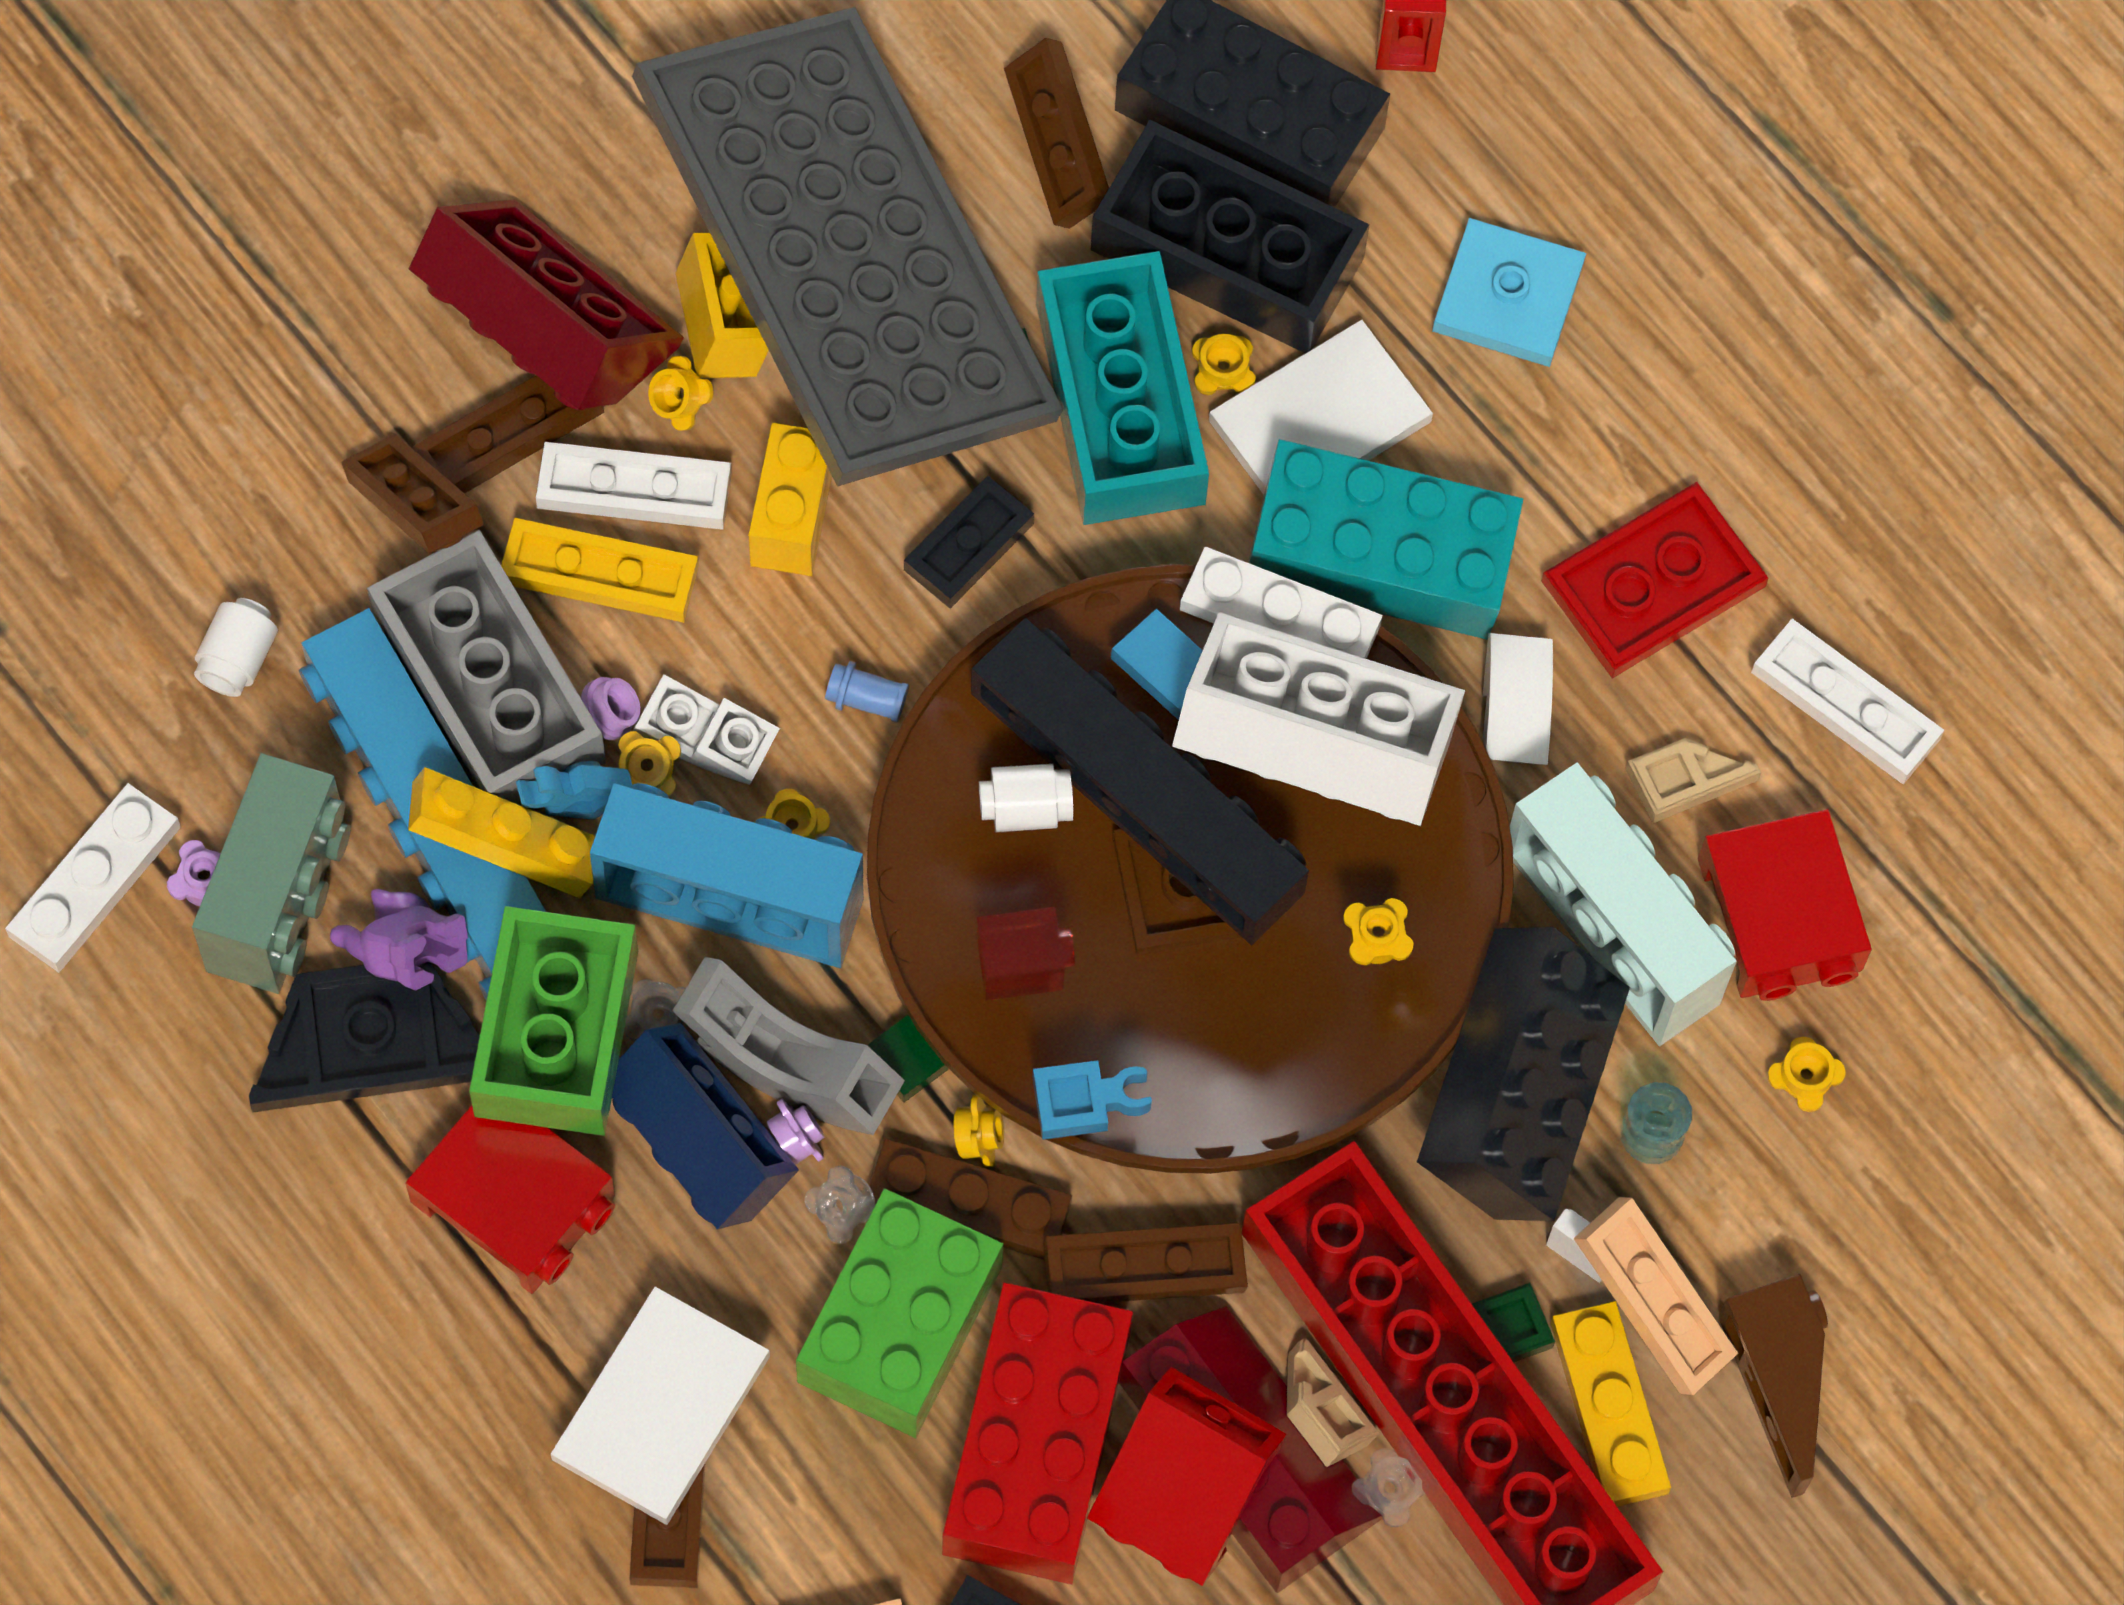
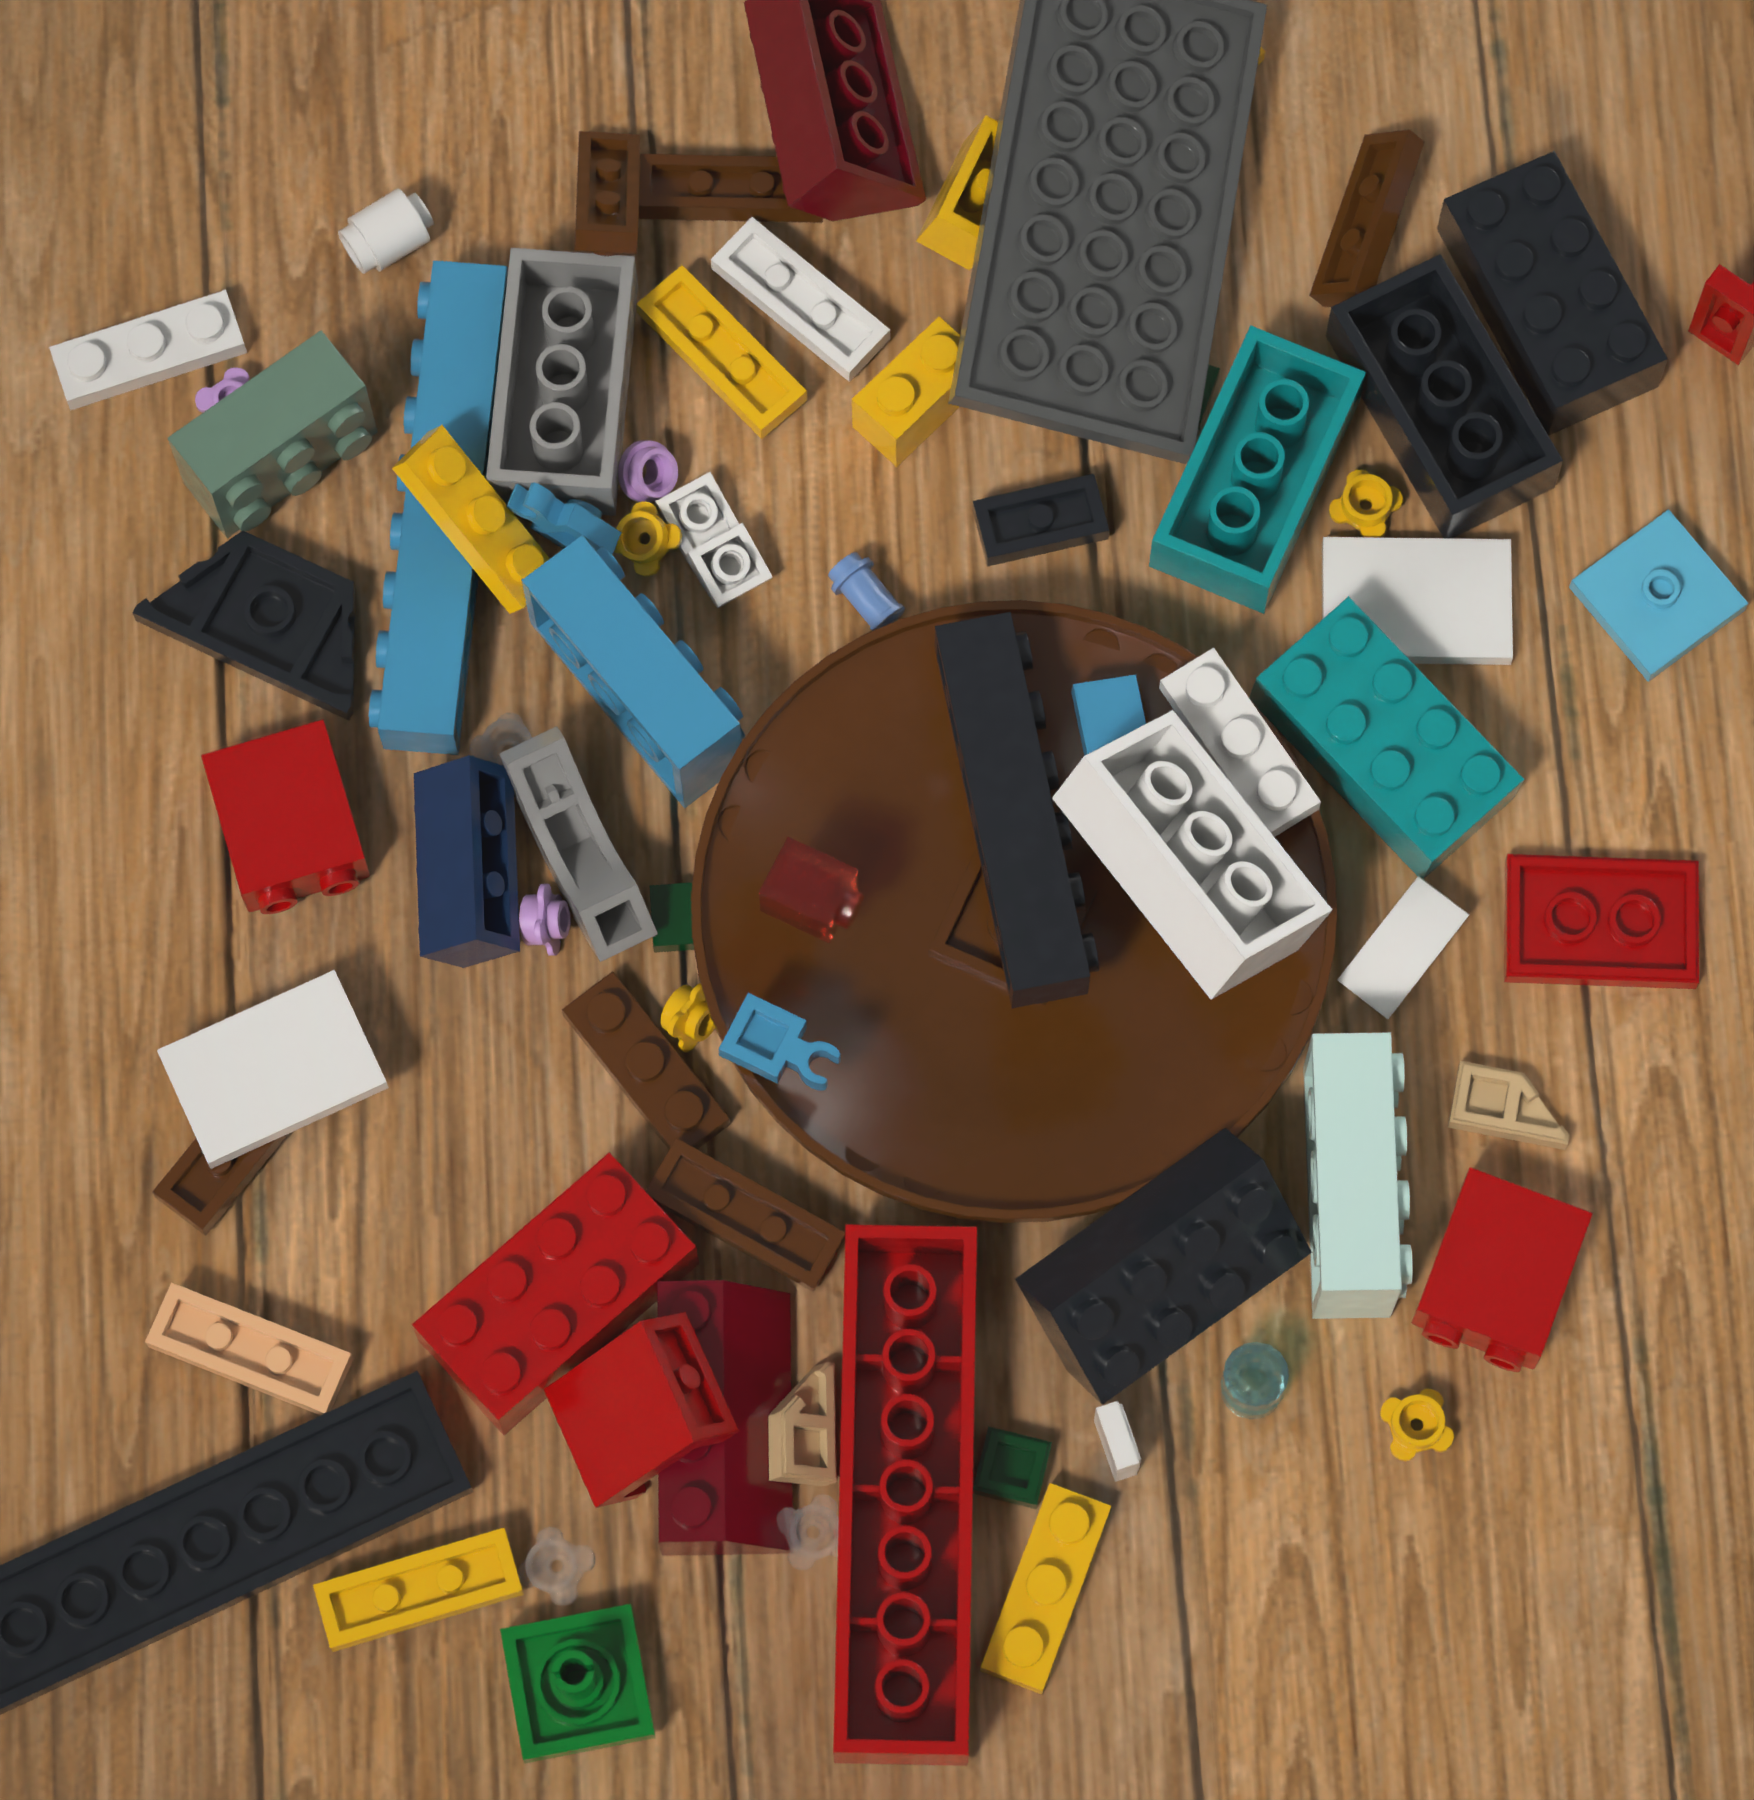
camera: 40 degrees right, 5 degrees up
(405, 937) = (342, 557): medium lavender animal -> none
(554, 1021) = (397, 700): bright green brick -> none
(665, 393) = (891, 244): yellow plate -> none
(792, 806) = (732, 646): yellow plate -> none
(855, 1198) = (538, 1001): clear plate -> none
(899, 1313) = (518, 1121): bright green brick -> none
(1026, 797) = (909, 763): white brick -> none
(1367, 947) = (1121, 1084): yellow plate -> none
(1655, 1295) = (1139, 1523): light nougat plate -> none
(1781, 1362) = (1213, 1648): reddish brown slope -> none
(1847, 701) = (1688, 1133): white plate -> none

